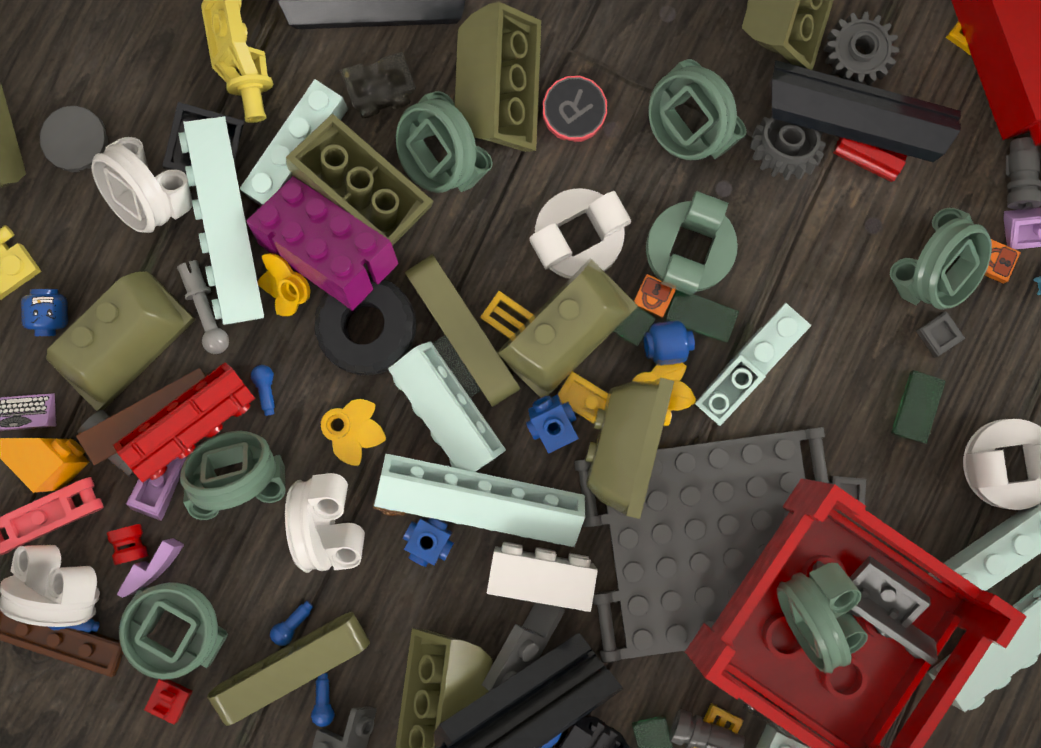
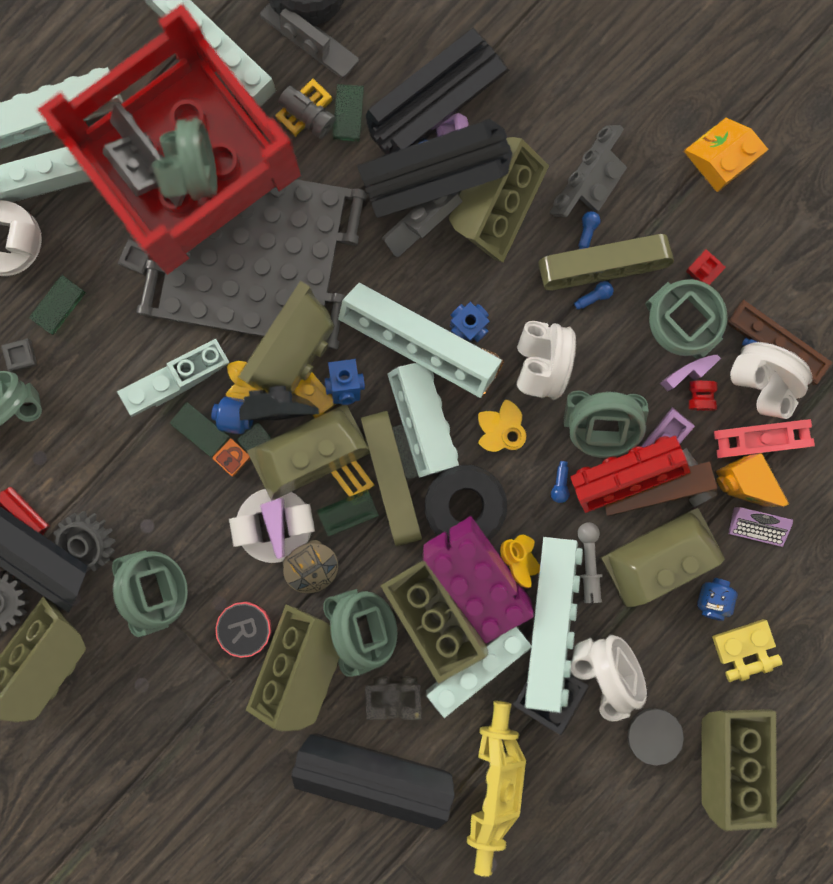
camera: 165 degrees left, 0 degrees up
(499, 275) = (348, 512): none -> clear green tile
(521, 199) = (310, 567): none -> dark tan dish
(542, 577) = (390, 266): white brick -> none
(579, 236) = (275, 522): none -> lavender slope
(621, 366) = (275, 405): none -> black slope
(701, 215) = (169, 505): sand green piece -> none

